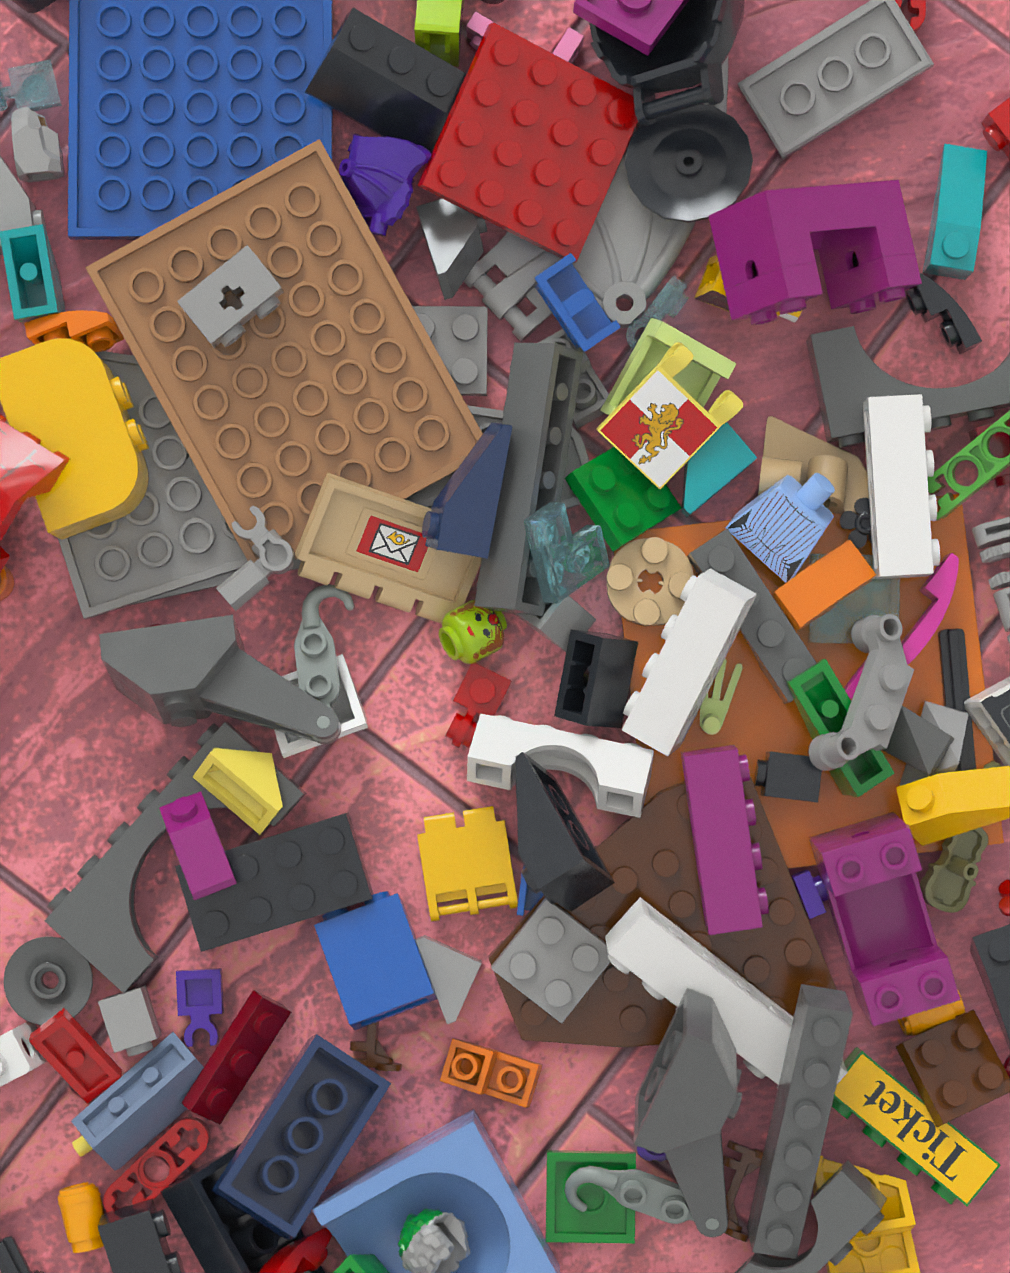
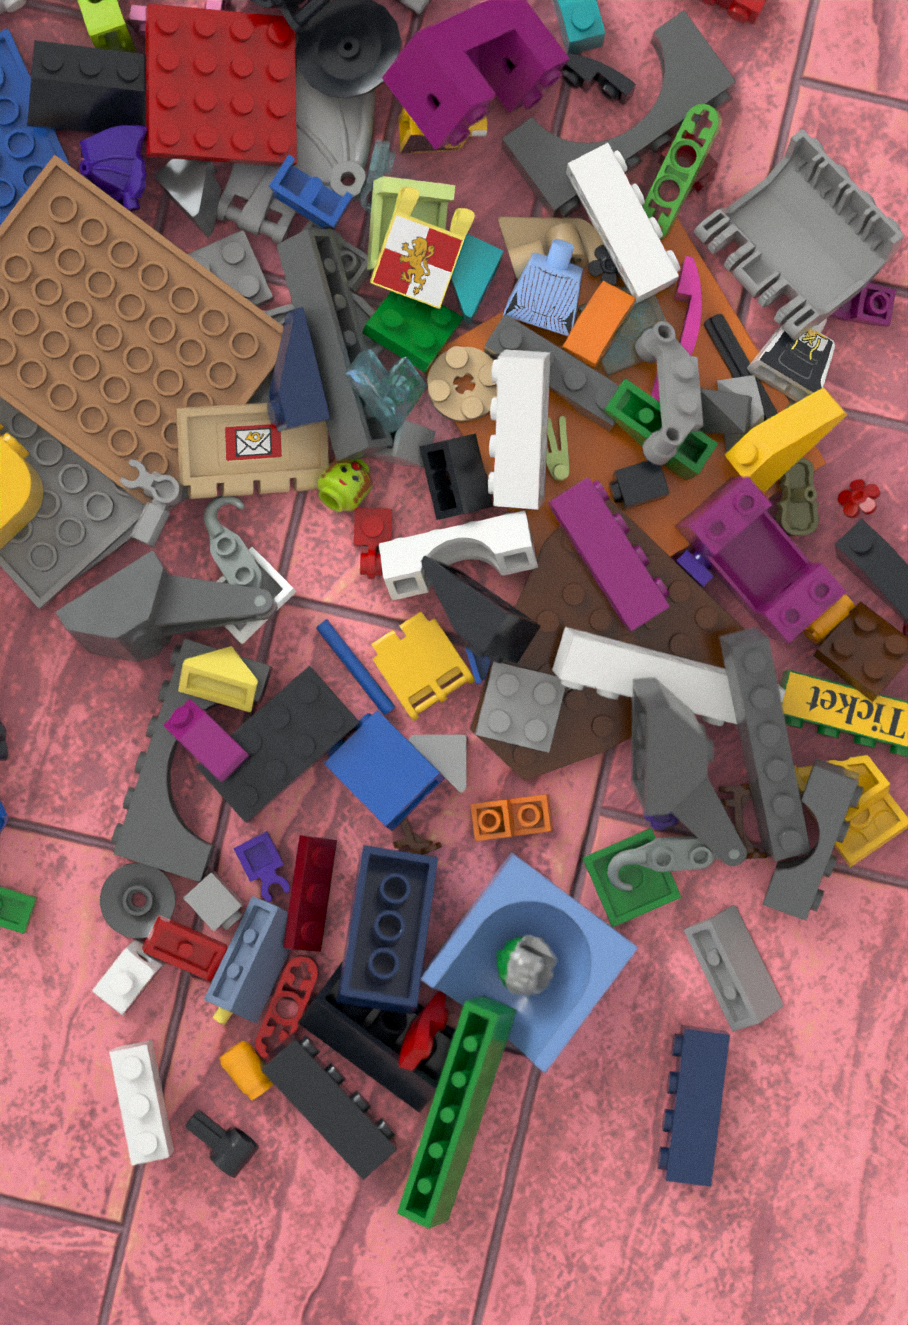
camera: 25 degrees left, 0 degrees up
(238, 274) = (40, 284): light grey brick -> none
(395, 834) = (355, 667): none -> blue bar

